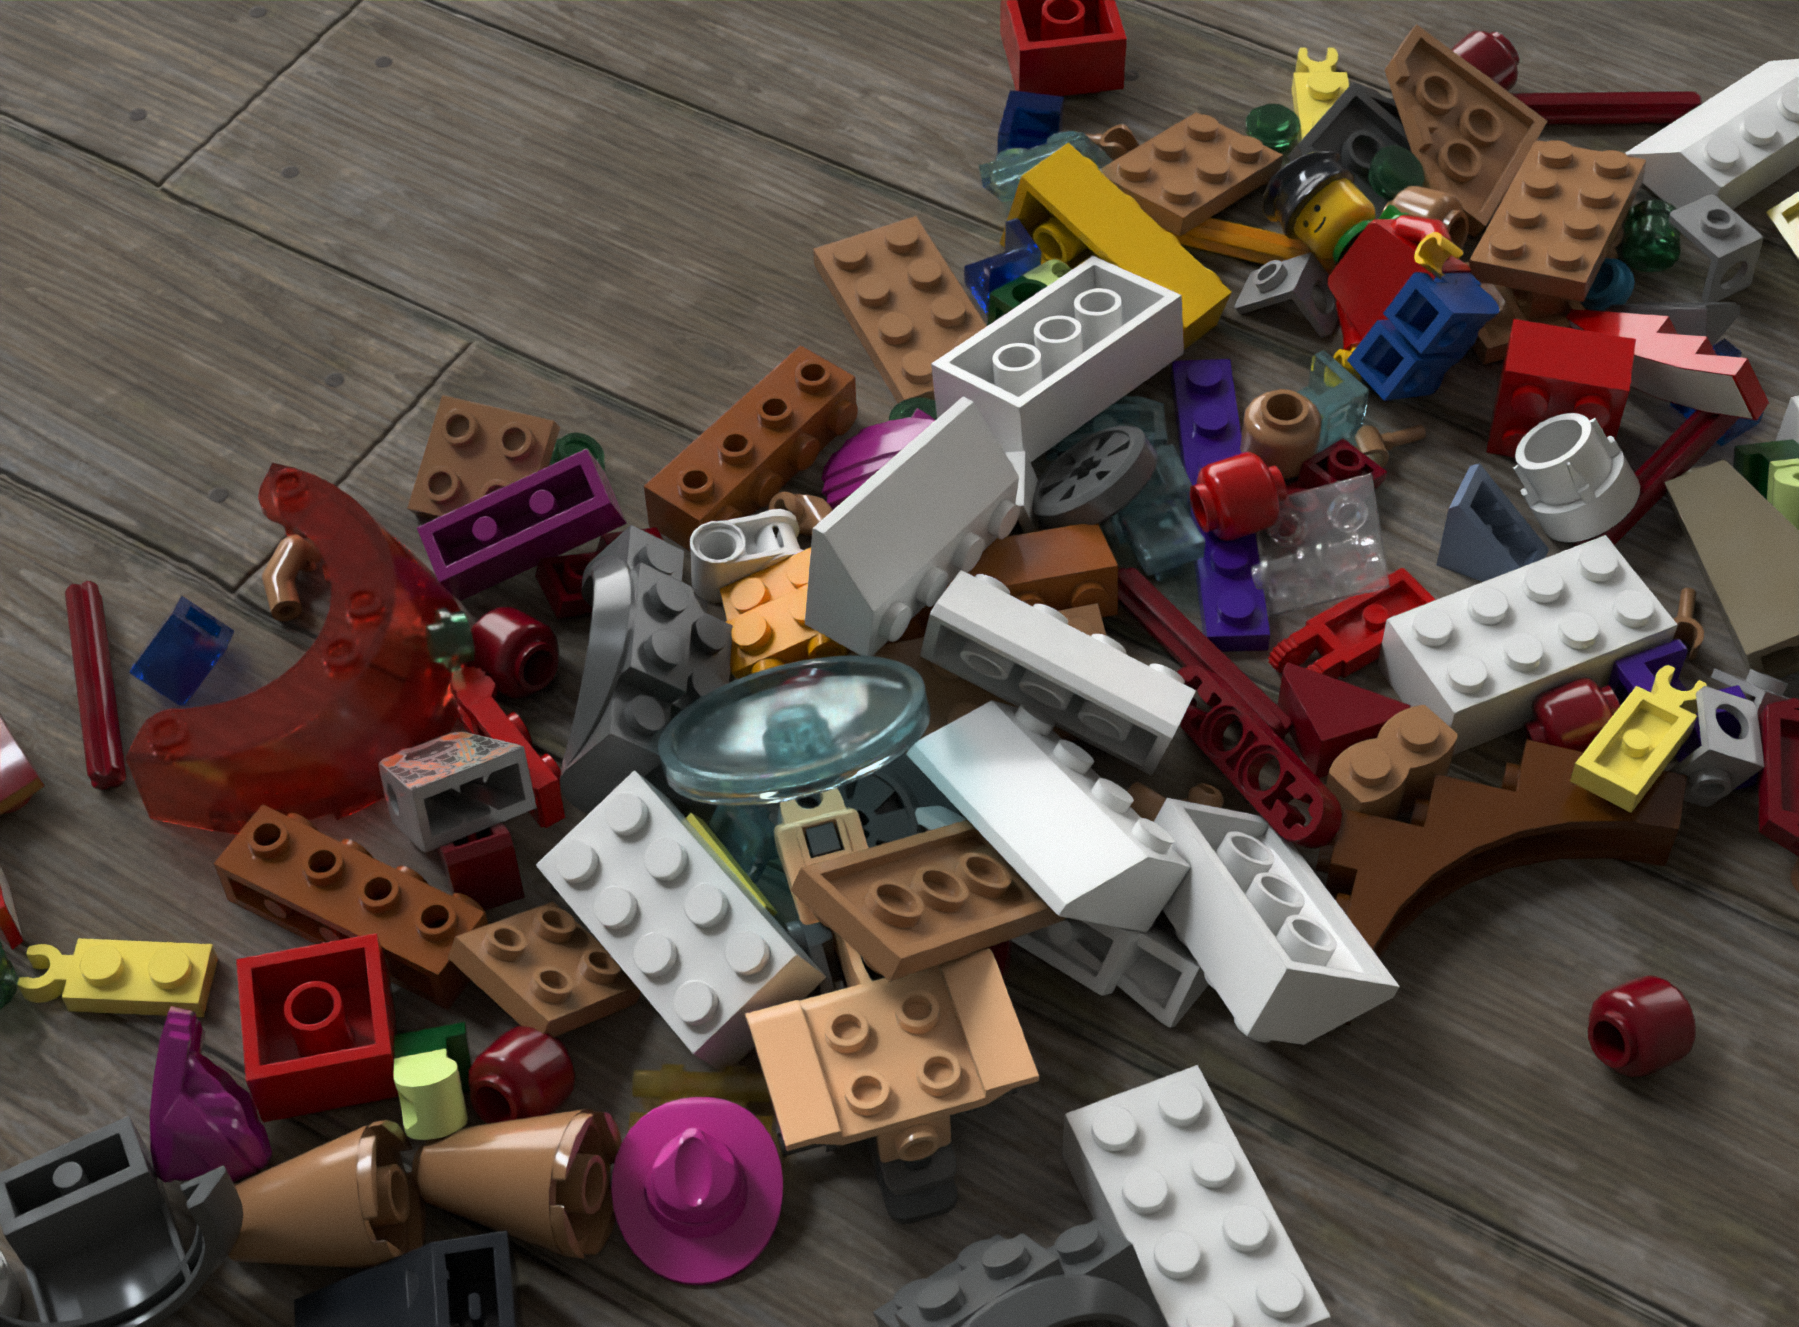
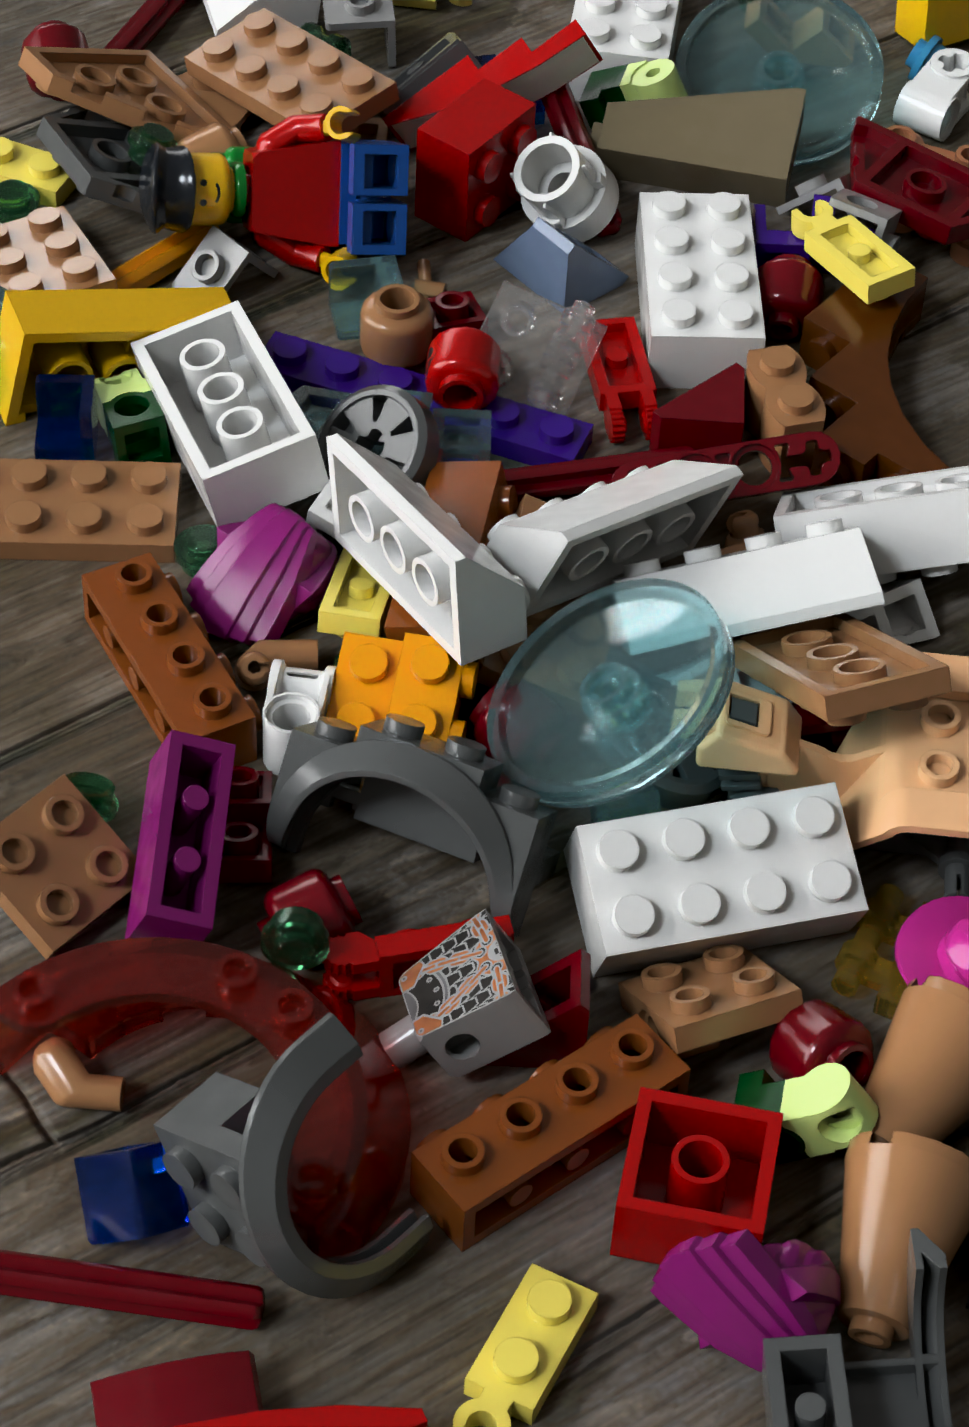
camera: 70 degrees left, 5 degrees down
(149, 670) = (233, 1156): none -> dark grey piece

